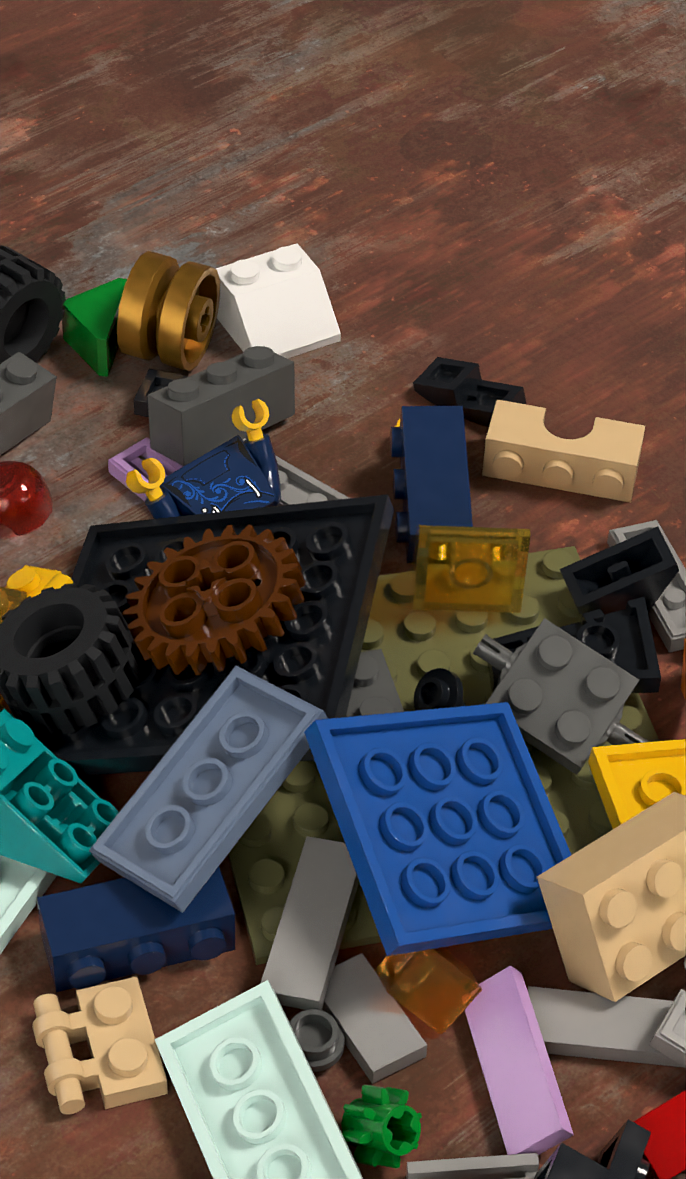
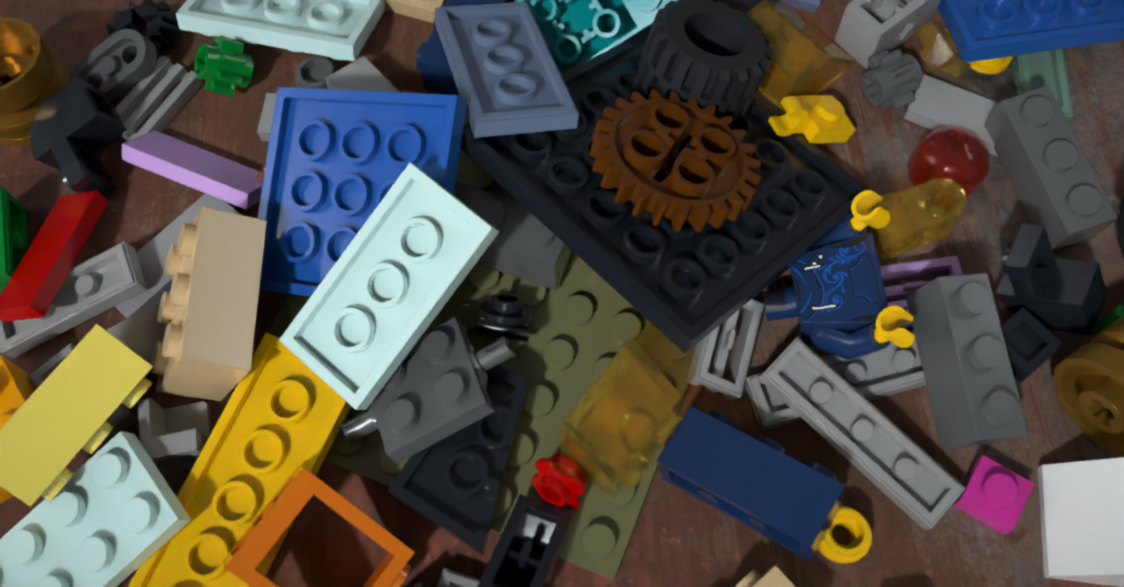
camera: 130 degrees right, 20 degrees up
(93, 489) = (918, 216): none -> clear yellow piece
(100, 388) = (1054, 290): none -> black brick
(311, 376) = (994, 495): none -> dark pink plate
(329, 446) = (862, 434): none -> light grey tile
(518, 717) = (388, 286): none -> light aqua plate
(545, 584) = (560, 481): none -> red plate

